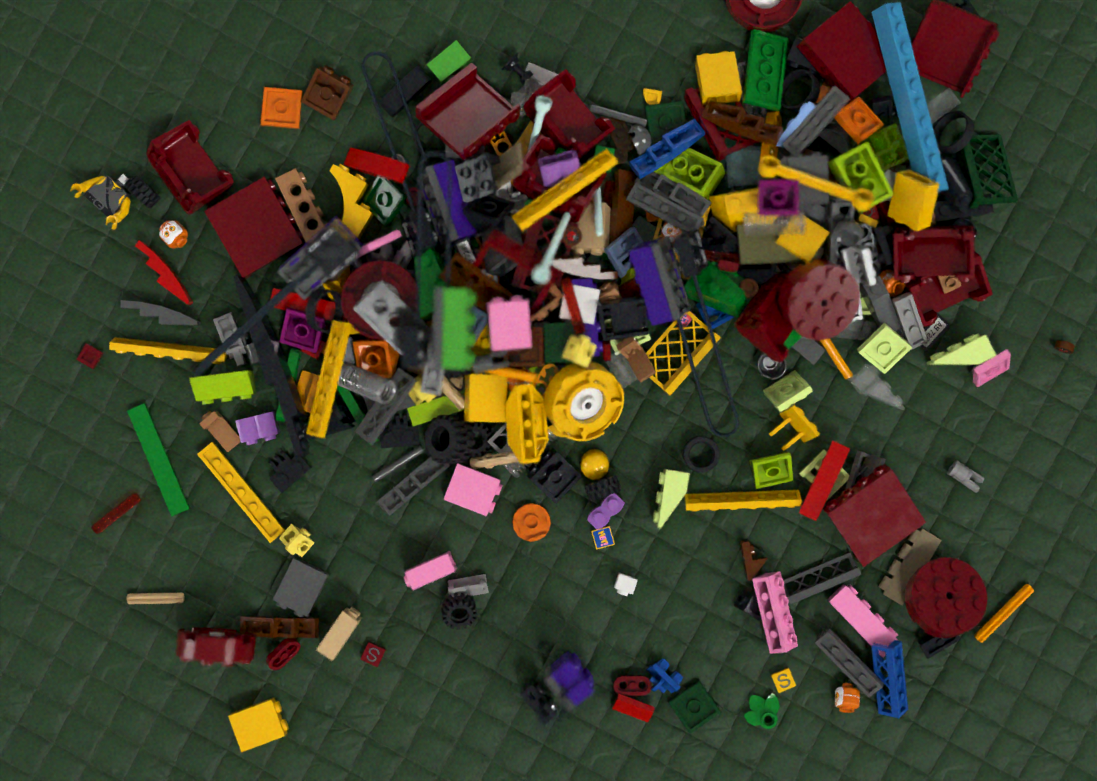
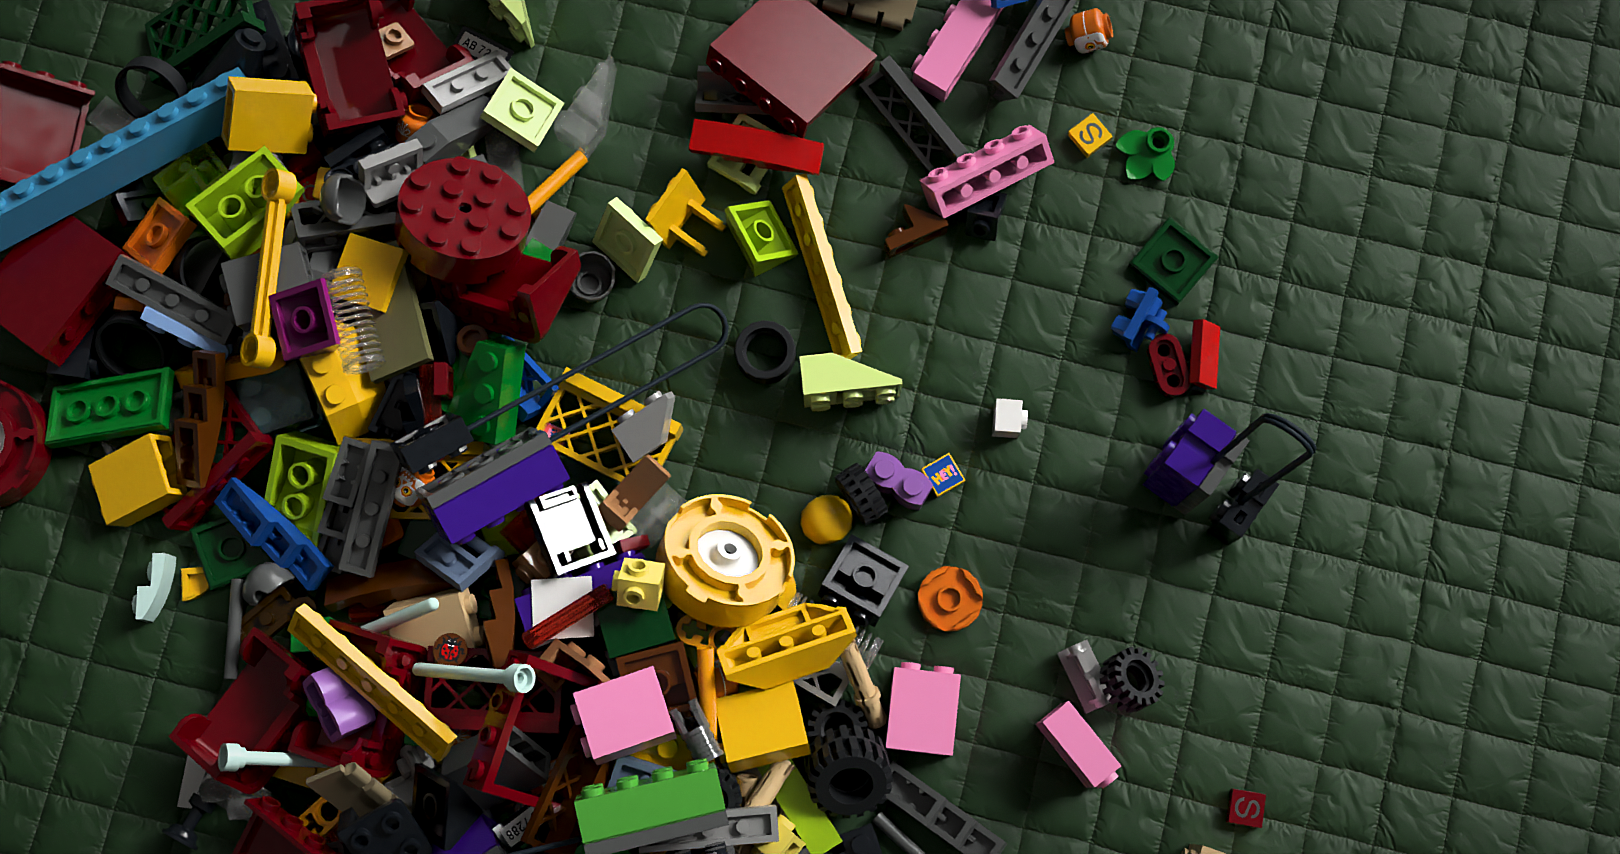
camera: 105 degrees left, 10 degrees down
(648, 70) = (151, 599): none -> light aqua slope
(671, 376) = (648, 428): none -> light grey slope

